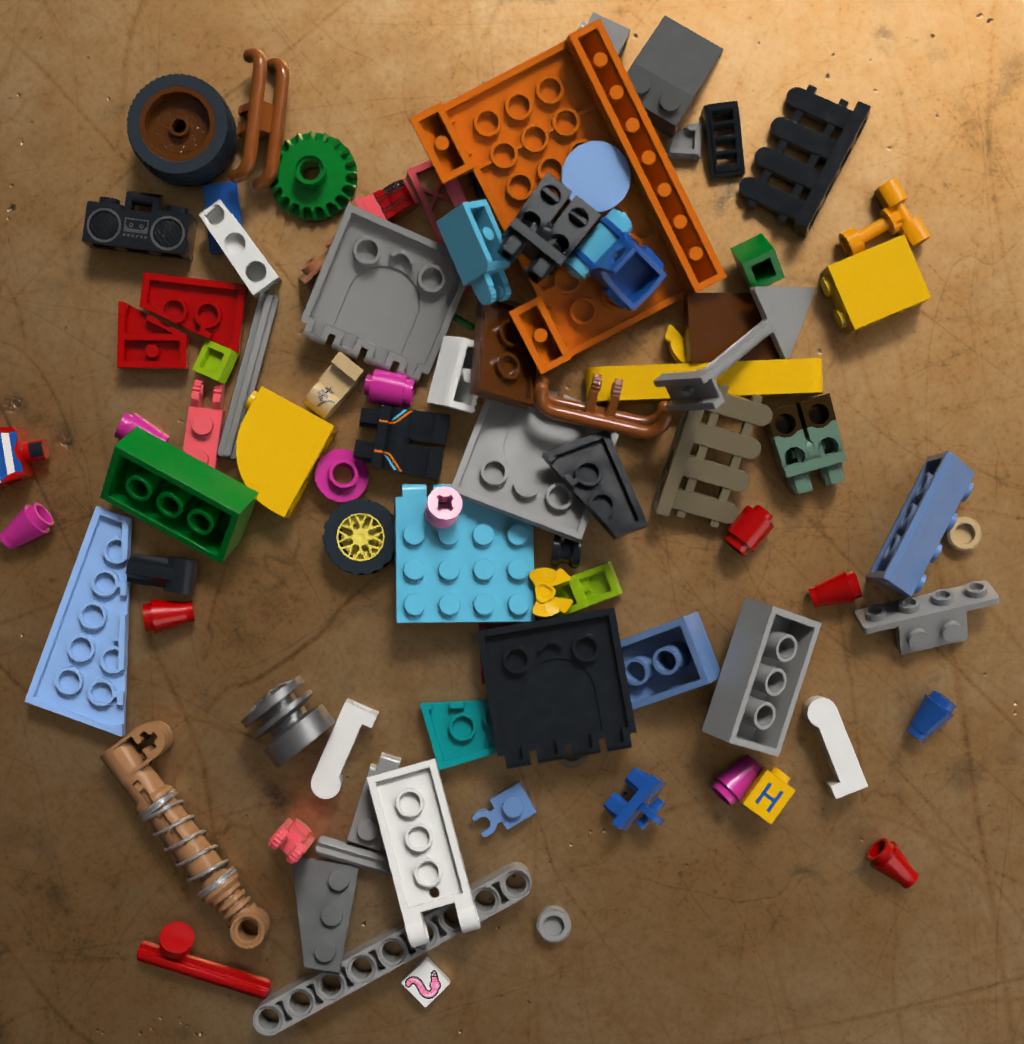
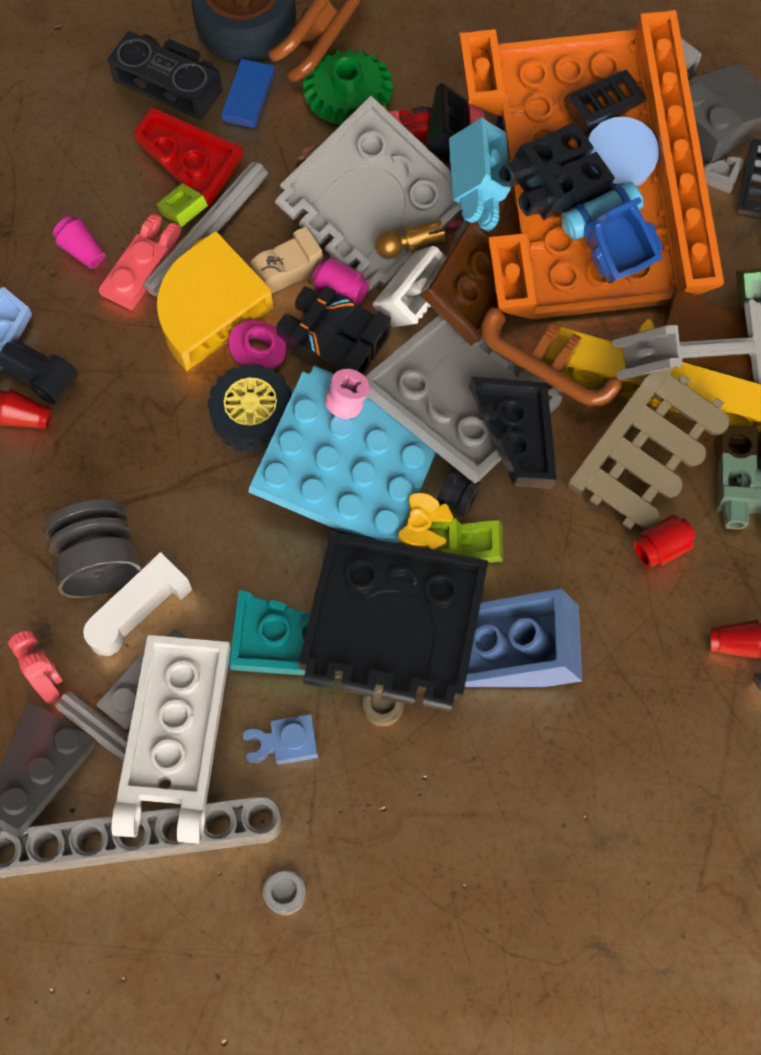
camera: 20 degrees right, 20 degrees down
(148, 342) = (127, 169): red wing -> none
(178, 494) = (88, 297): green brick -> none
(240, 249) = (252, 117): white leg -> none
(421, 340) = (391, 243): none -> pearl gold pin
(423, 210) = (445, 121): none -> black slope
(425, 981) = (110, 900): white tile -> none
(546, 152) = (588, 121): none -> black slope
(626, 812) = (437, 787): blue hips -> none
(735, 781) = (556, 804): dark pink cone -> none
(761, 677) = (626, 690): light grey brick -> none
(768, 793) = (588, 830): yellow brick -> none
(836, 746) = (688, 812): white leg -> none
(889, 860) = (712, 972): red cone -> none

